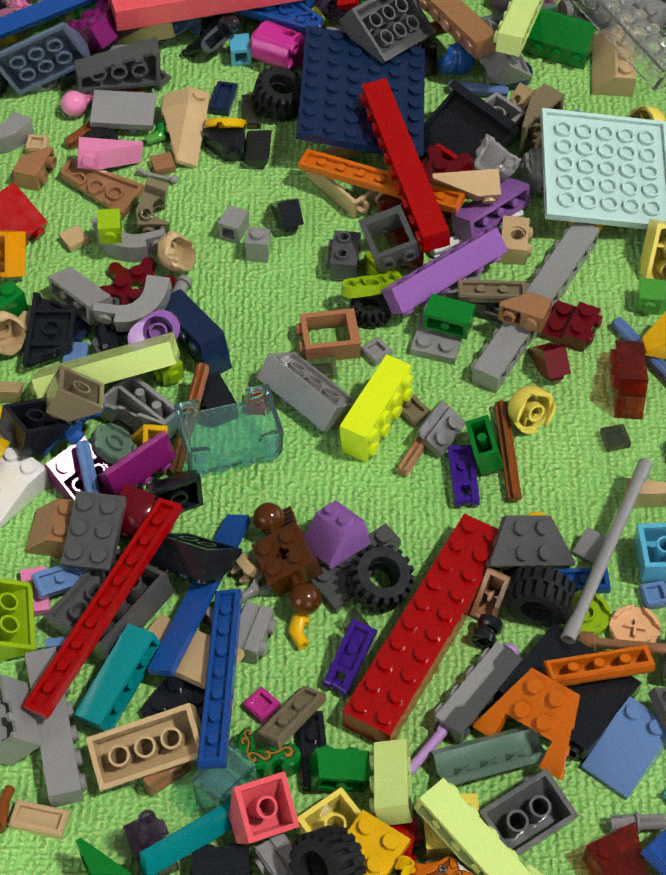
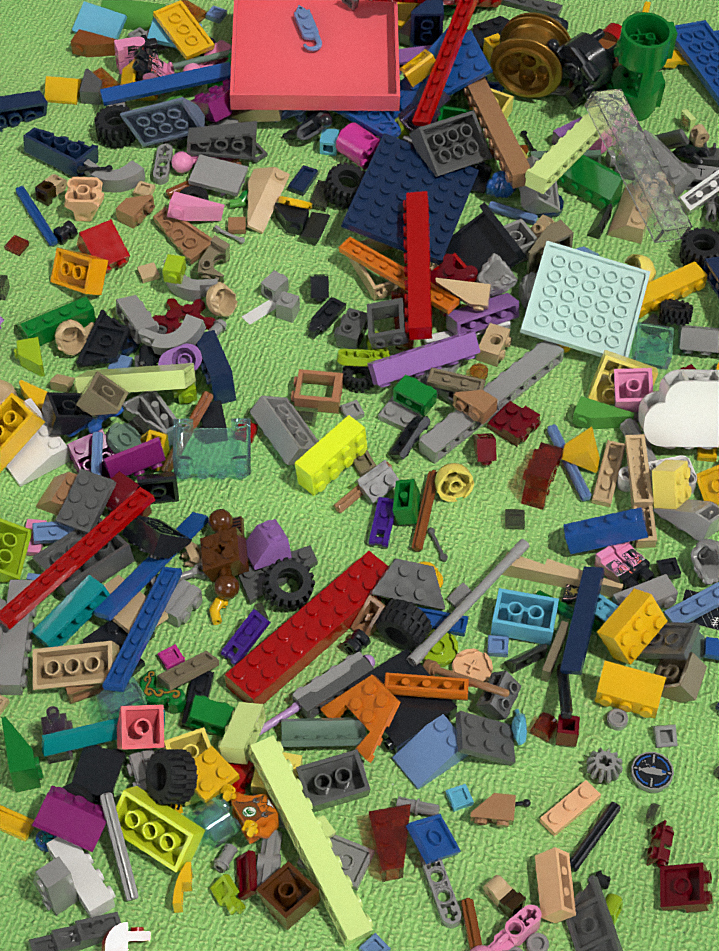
camera: 15 degrees right, 0 degrees up
(51, 104) = (163, 169): none -> light grey beam
(225, 256) = (259, 312): none -> white sticker
(306, 247) = (326, 316): none -> black hinge
(457, 368) = (409, 437): none -> black hinge
(508, 273) = (479, 371): none -> clear orange tile
(549, 502) = (443, 557): none -> dark grey hinge
(579, 81) = (600, 222): none -> pearl dark grey slope

